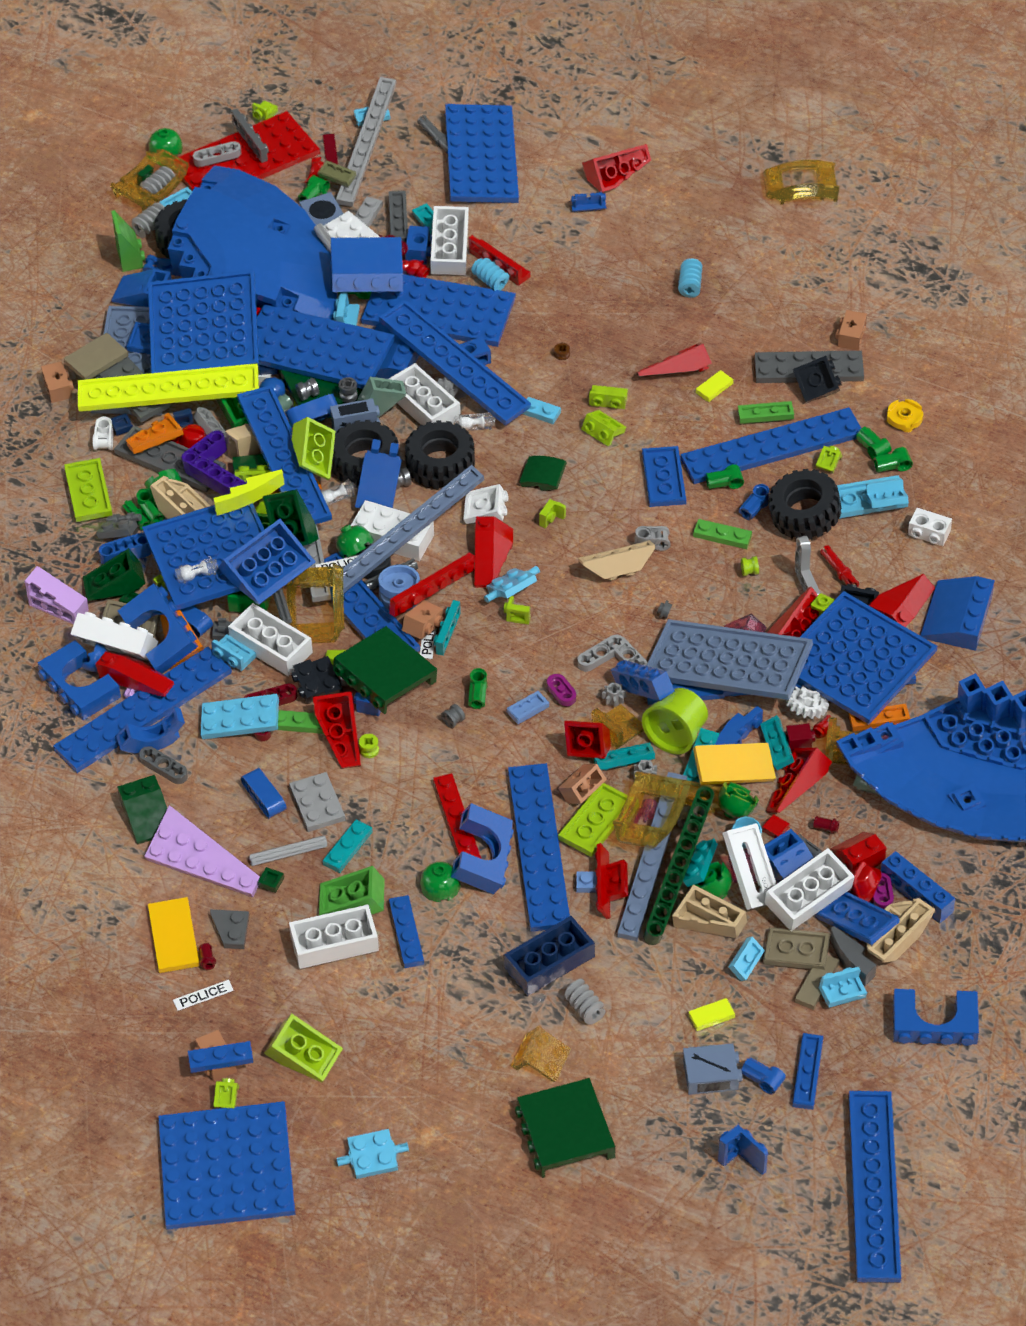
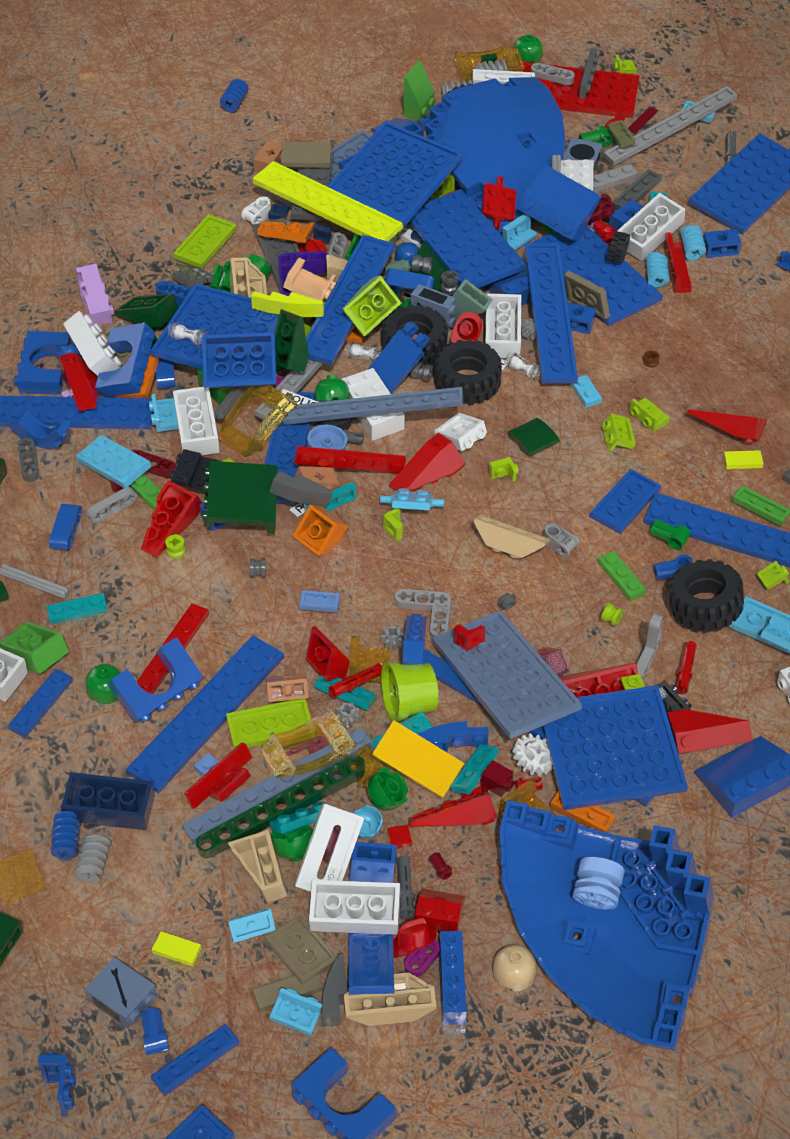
camera: 40 degrees right, 0 degrees up
(180, 184) = (502, 76): none -> white plate
(242, 464) = (307, 283): none -> light nougat panel
(279, 750) = (120, 499): none -> light grey beam
(311, 295) = (498, 202): none -> red plate
(317, 801) = (95, 561): light grey plate -> none
(399, 421) = (467, 327): none -> red piece
(428, 631) = (300, 489): none -> dark grey slope
(448, 273) = (618, 247): none -> black tyre
(465, 654) = (319, 530): none -> orange slope
(467, 328) = (587, 294): none -> dark tan plate
(478, 689) = (302, 558): green piece -> none
(492, 232) = (693, 242): none -> medium azure piece
(514, 219) = (722, 243): none -> blue brick
(544, 1002) = (65, 835): none -> blue piece
(564, 693) = (357, 607): magenta plate -> none
(626, 746) = (349, 683): none -> red pin
(674, 653) = (469, 638): none -> red panel
(947, 851) = (514, 968): none -> tan cylinder
(950, 752) = (598, 883): none -> light blue wheel

